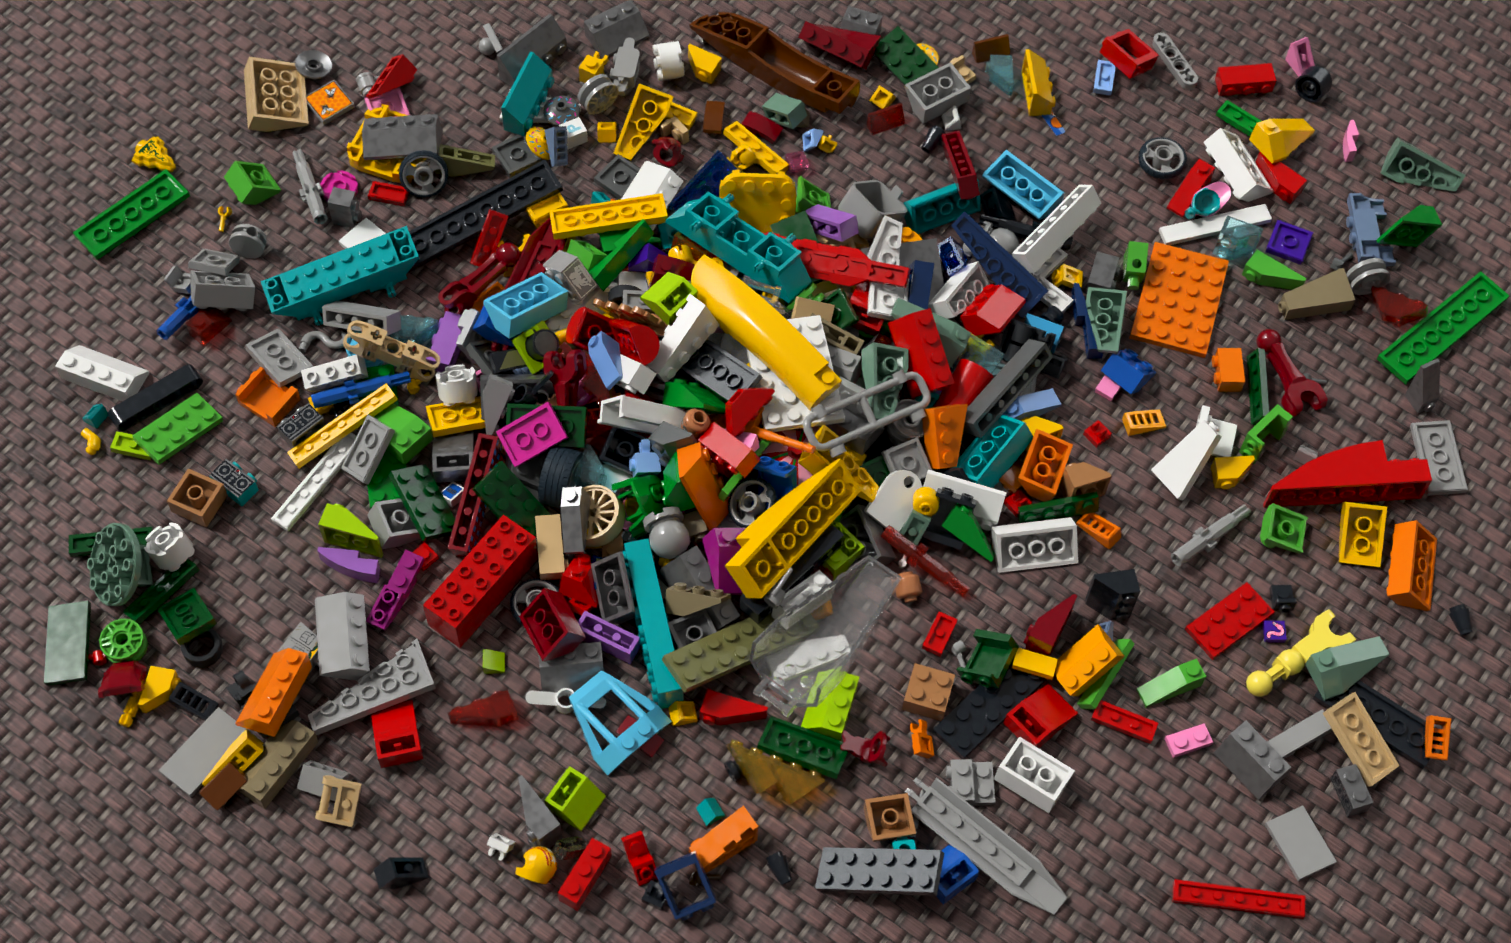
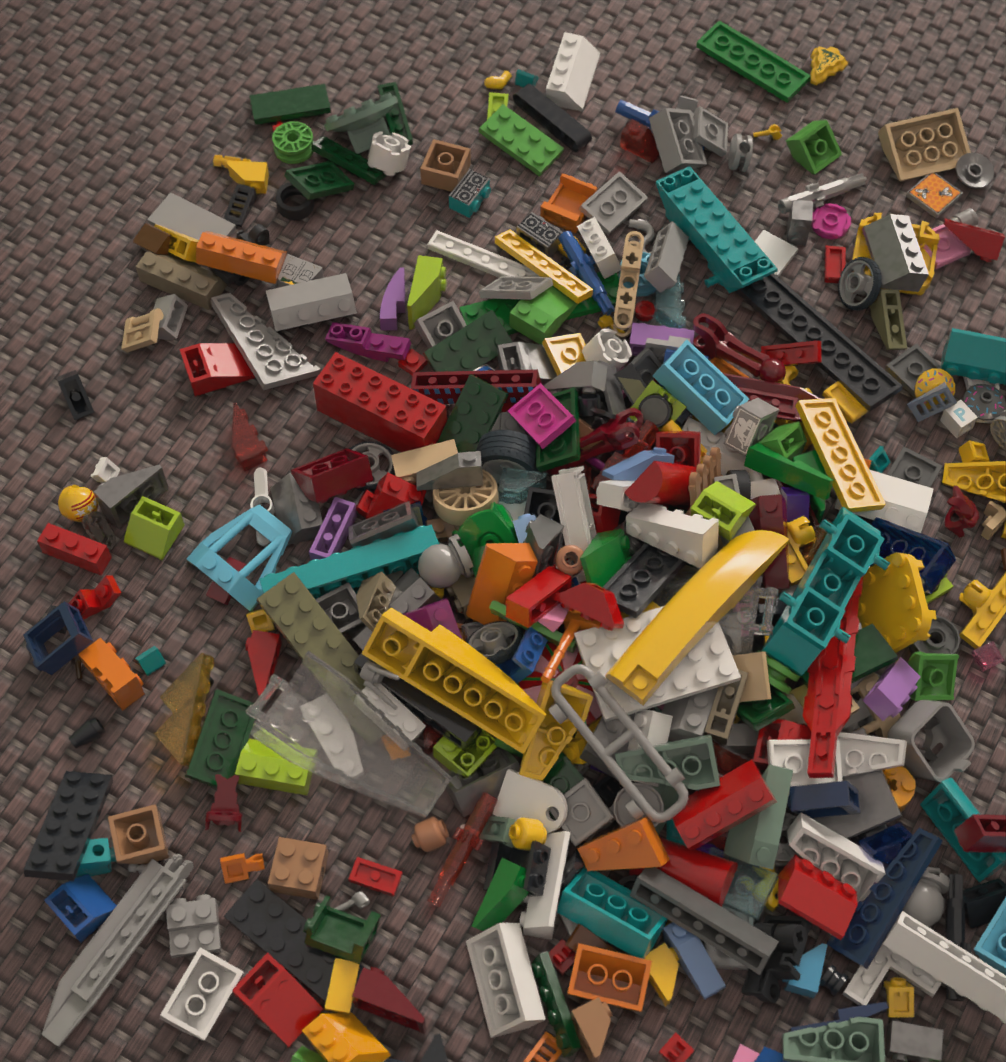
camera: 85 degrees right, 0 degrees up
(123, 678) = (251, 146): dark red slope -> none
(493, 661) = (301, 438): lime slope -> none

